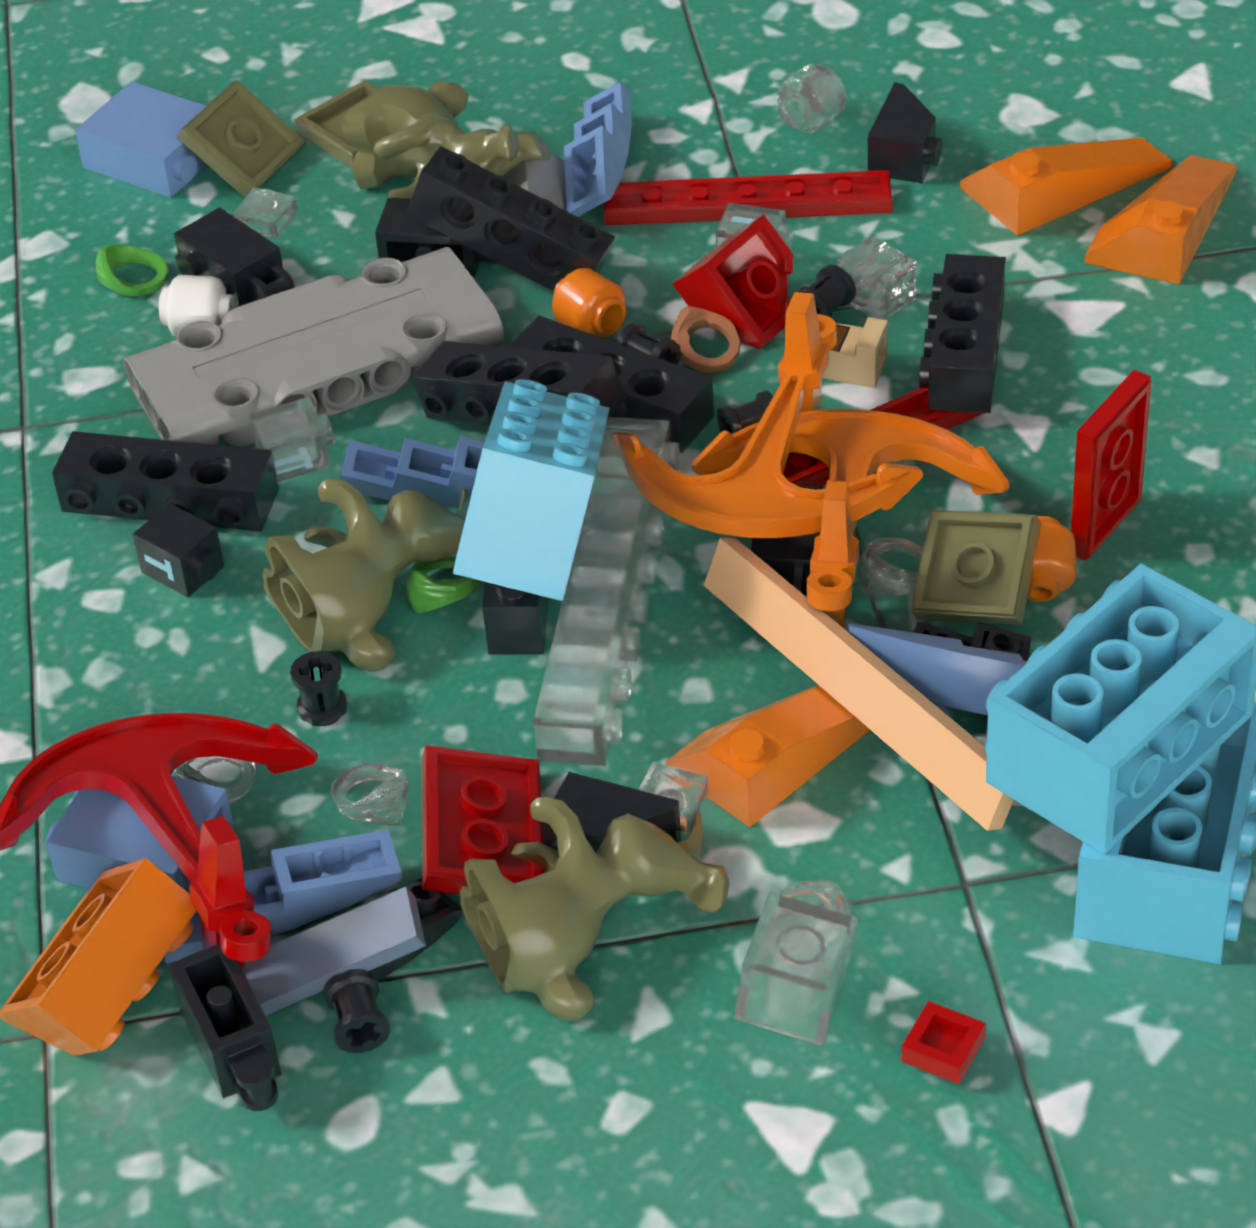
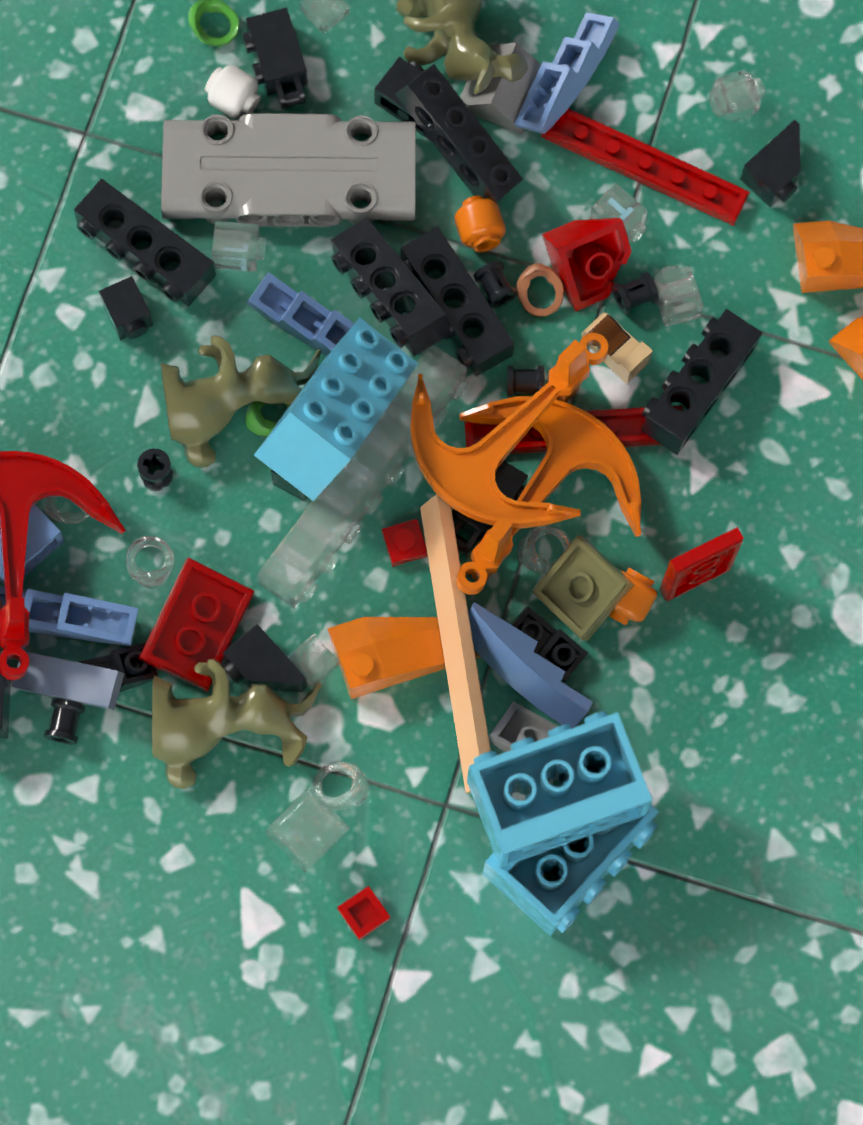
camera: 20 degrees right, 30 degrees up
(707, 635) = (404, 542): none -> red plate

